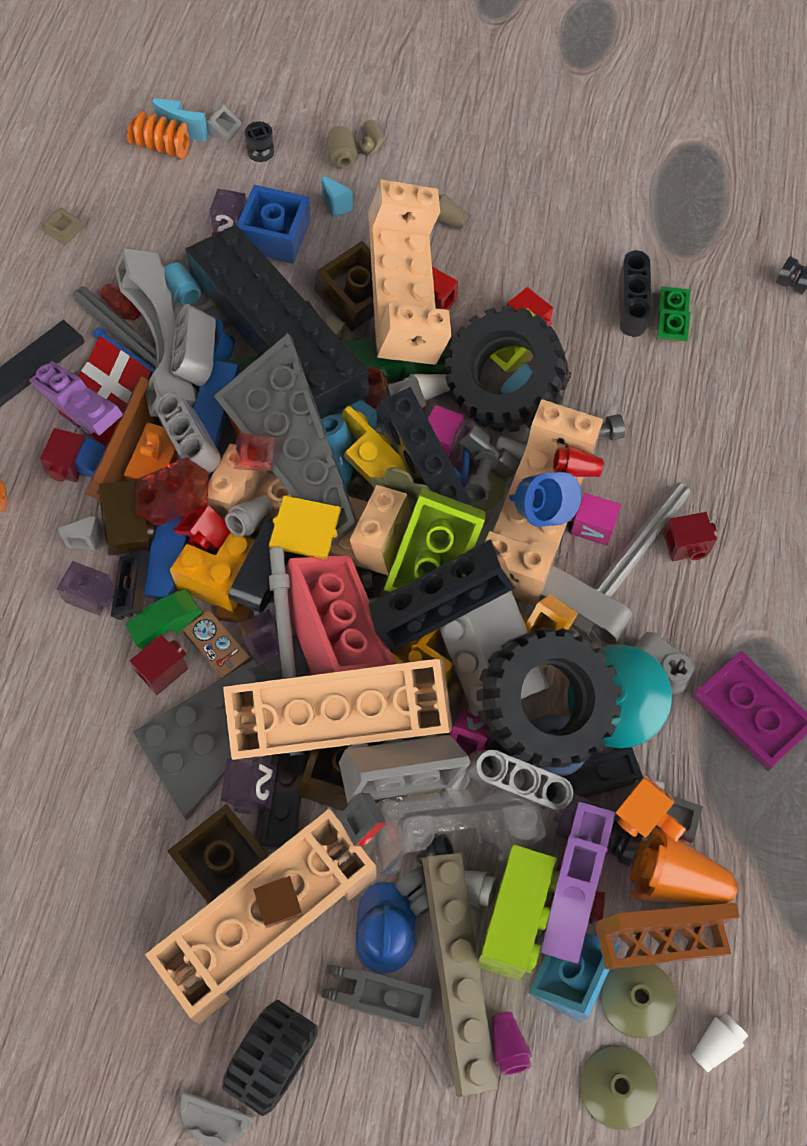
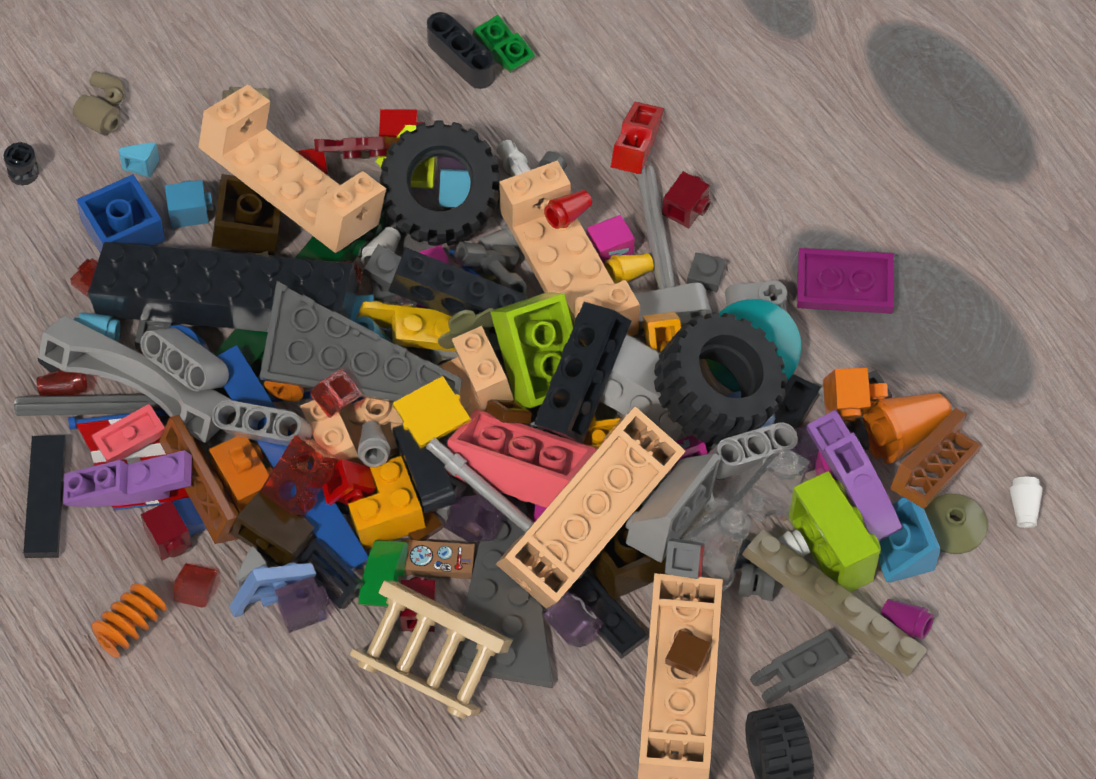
camera: 45 degrees left, 5 degrees down
(44, 509) = (194, 585): none -> clear red slope
(73, 549) = (264, 581): none -> medium blue wing
(114, 368) = (129, 434): none -> coral plate
(150, 707) = (458, 628): none -> tan fence
(217, 853) = (611, 678): dark brown brick -> none
(226, 209) = (69, 241): clear purple brick -> none
(328, 244) = (188, 203): none -> dark azure brick
(368, 578) = (508, 411): none -> reddish brown tile
(385, 928) = (757, 627): blue piece -> none
(479, 298) = (354, 147): none -> dark red wing
(548, 498) = (575, 250): blue piece -> none
(587, 400) = (513, 160): none -> white axle
(587, 549) = (628, 266): none -> yellow cone
(599, 1090) = (993, 596): olive dish -> none
(648, 605) = (707, 271): none -> dark grey plate
(699, 458) = (636, 137): none -> red slope

